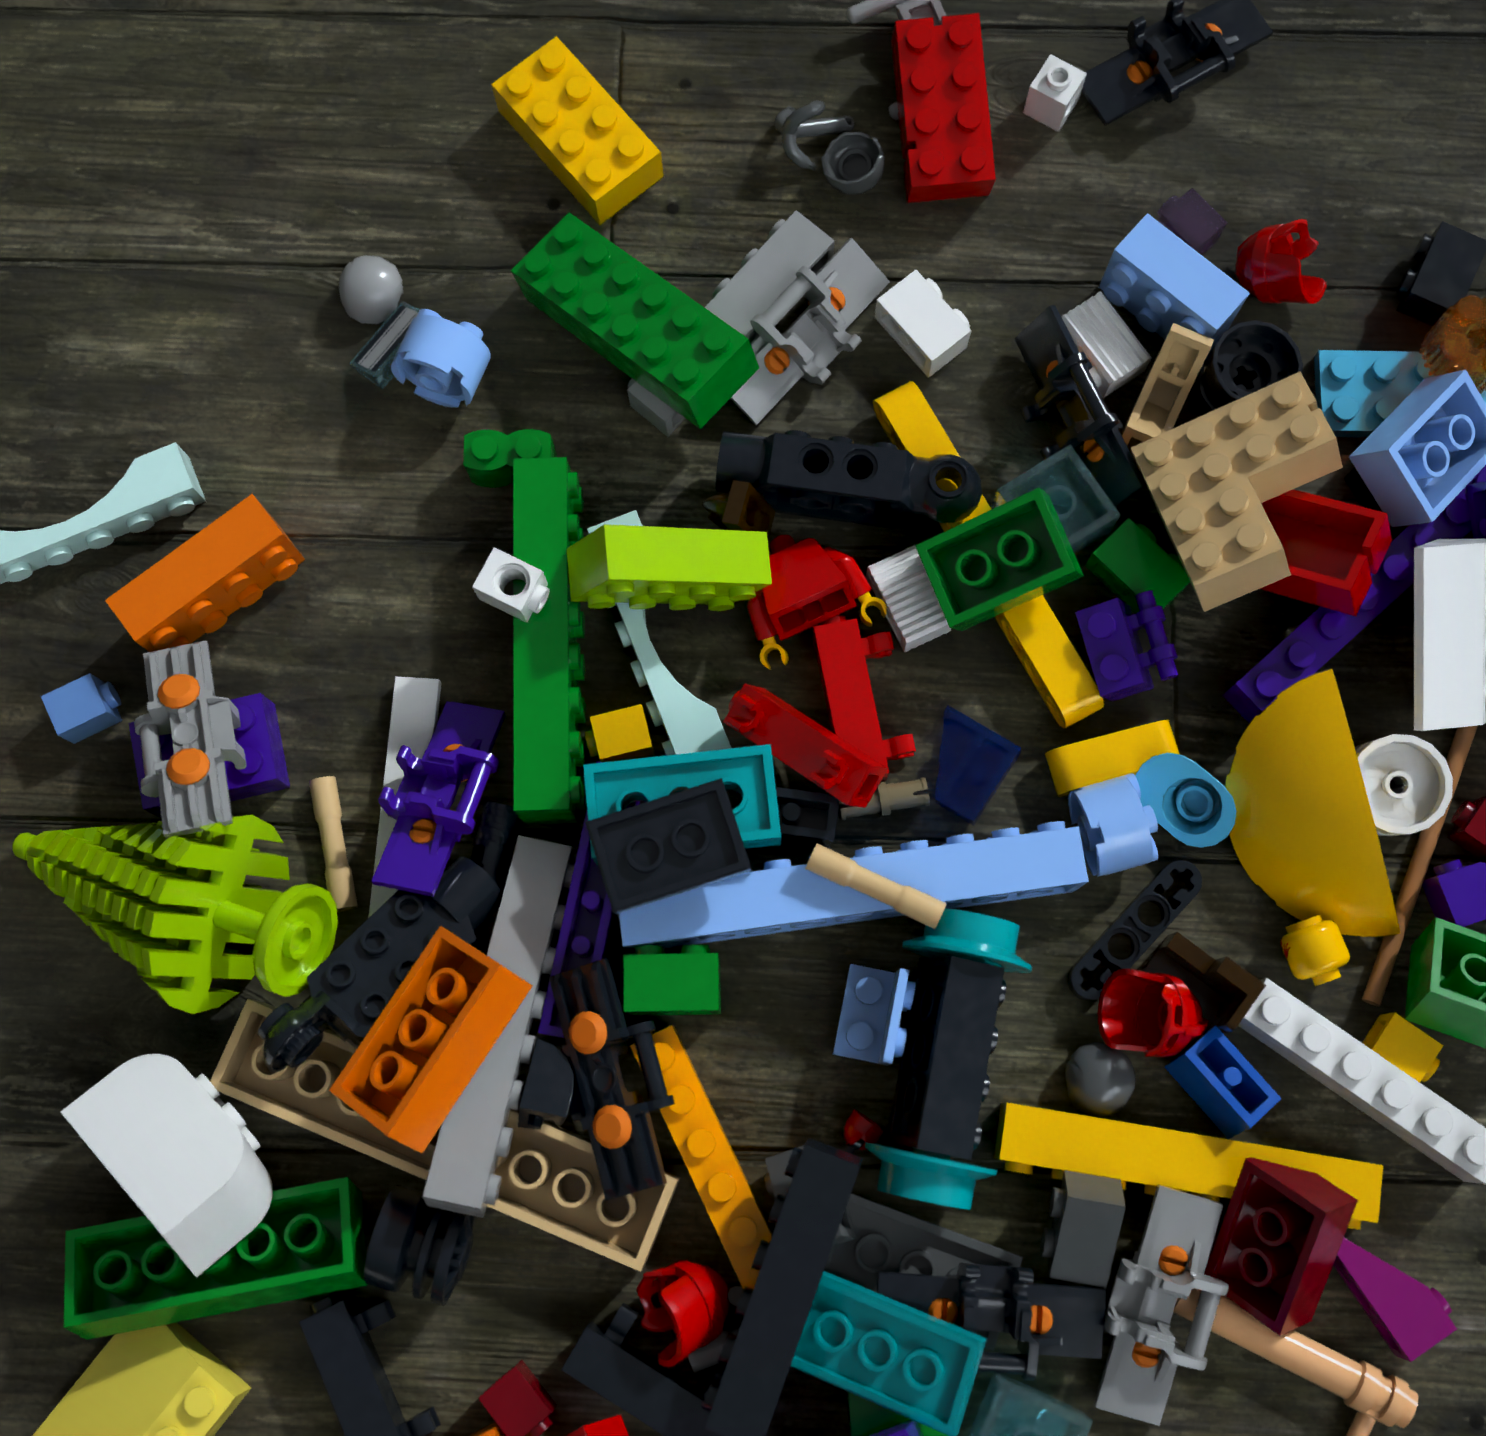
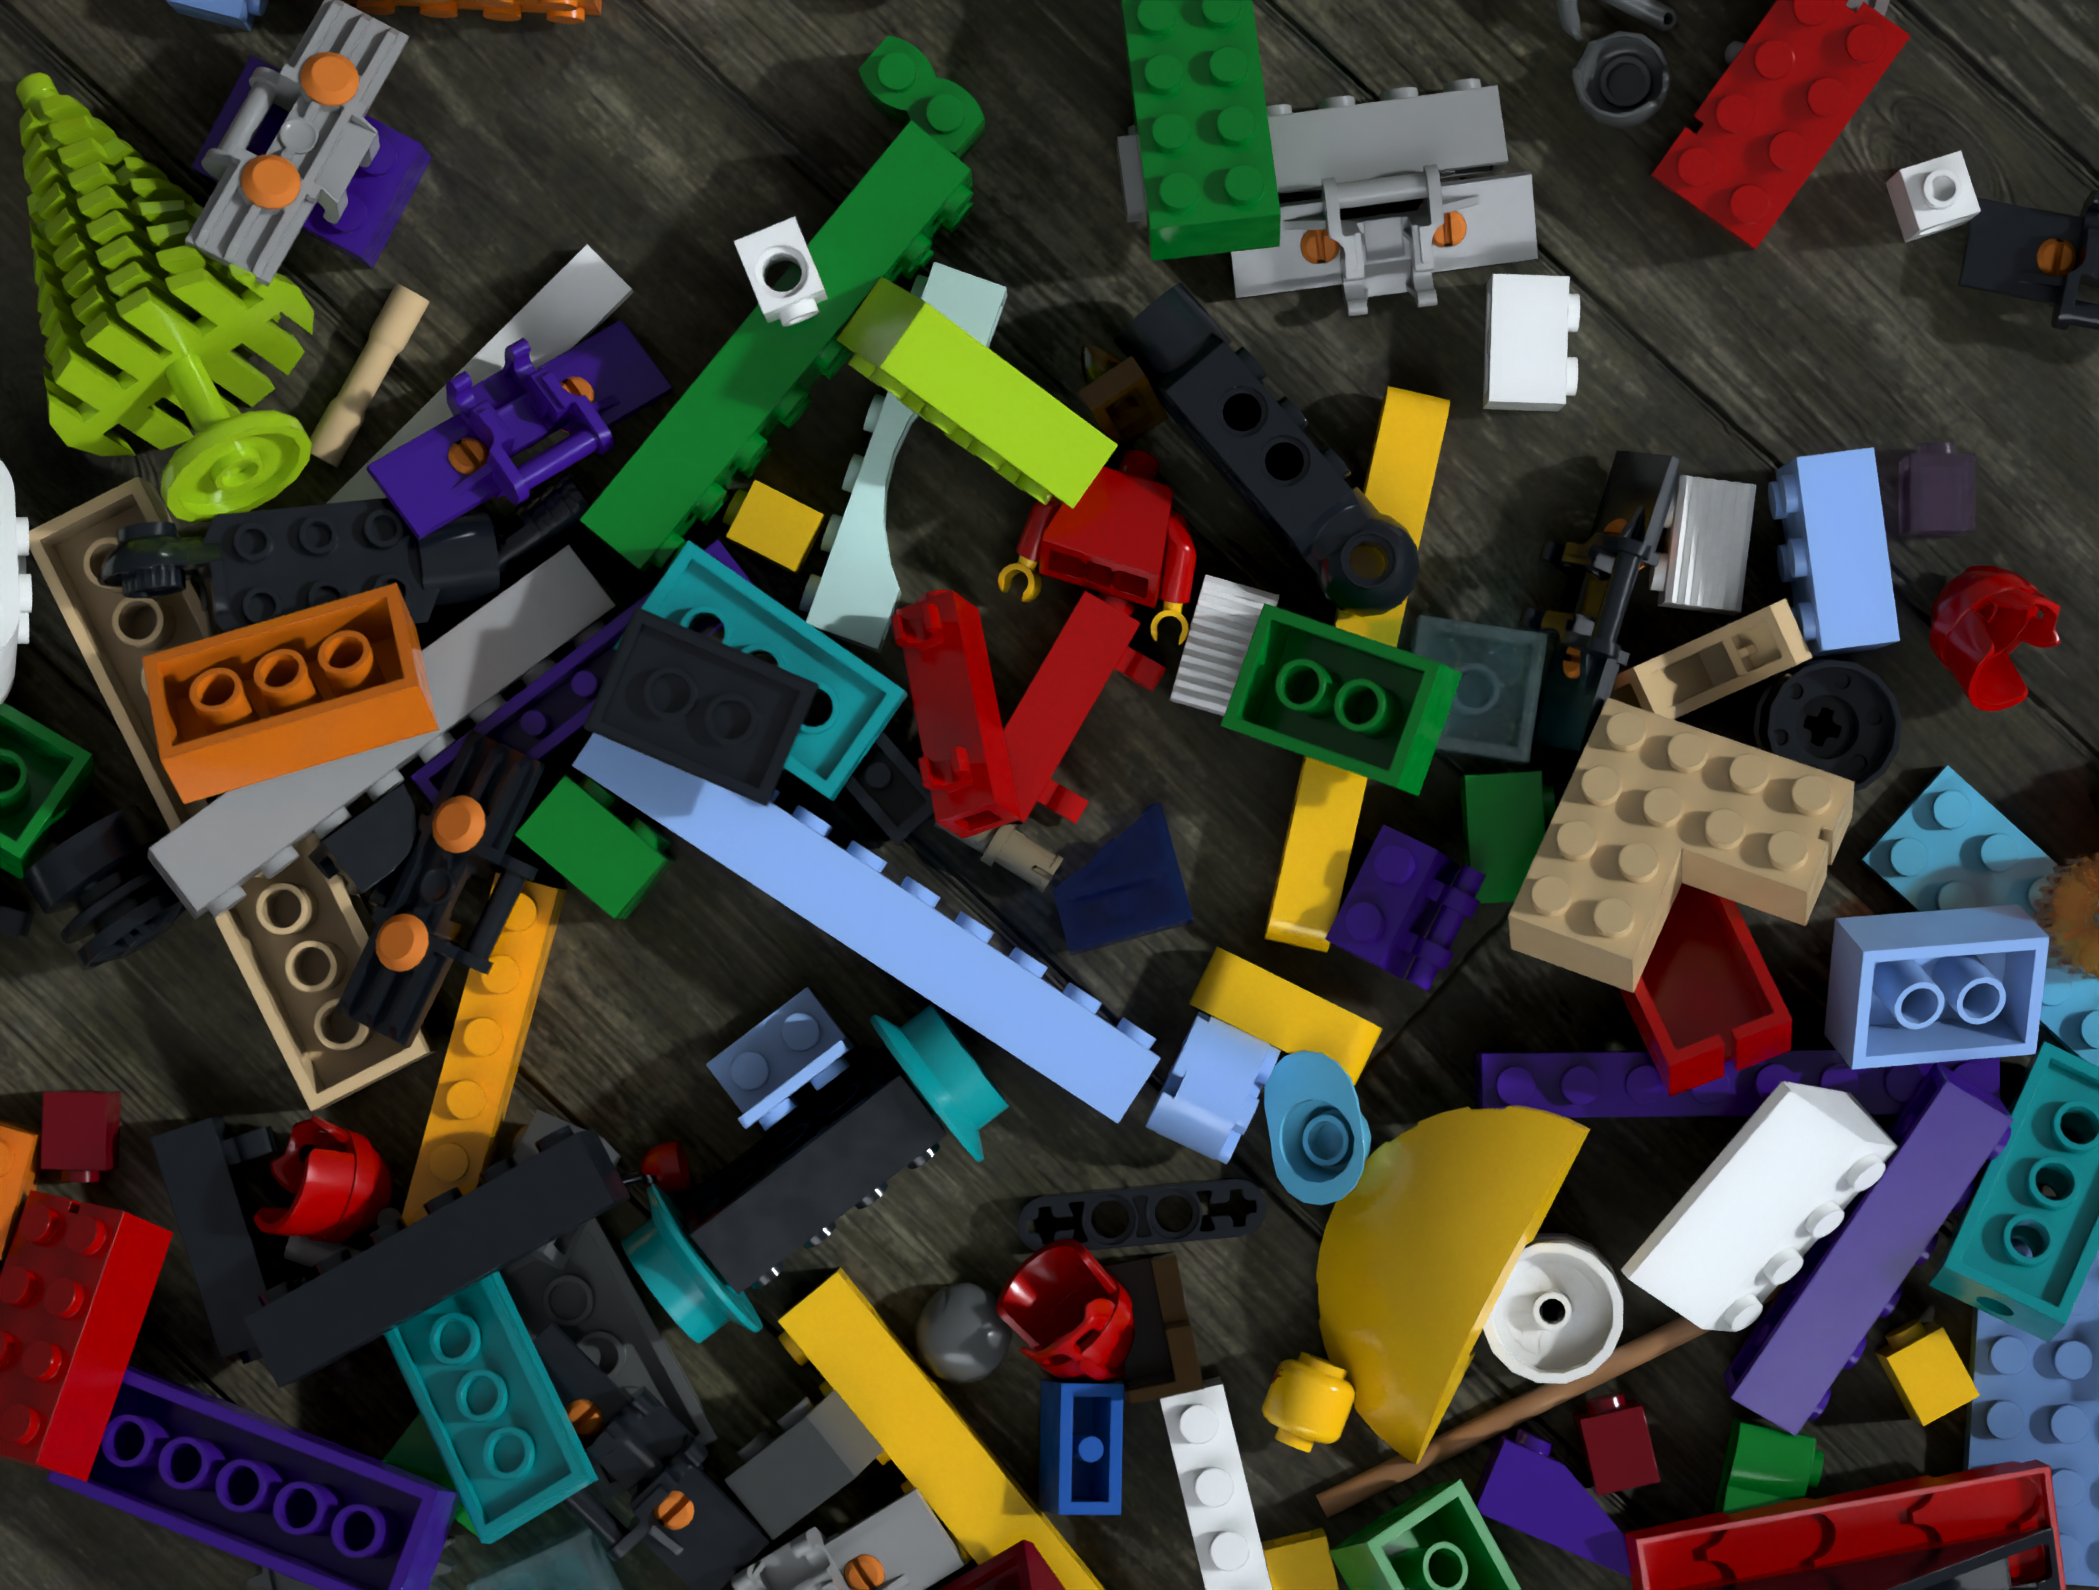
camera: 40 degrees right, 10 degrees up
(902, 898) = (903, 970): tan piece -> none

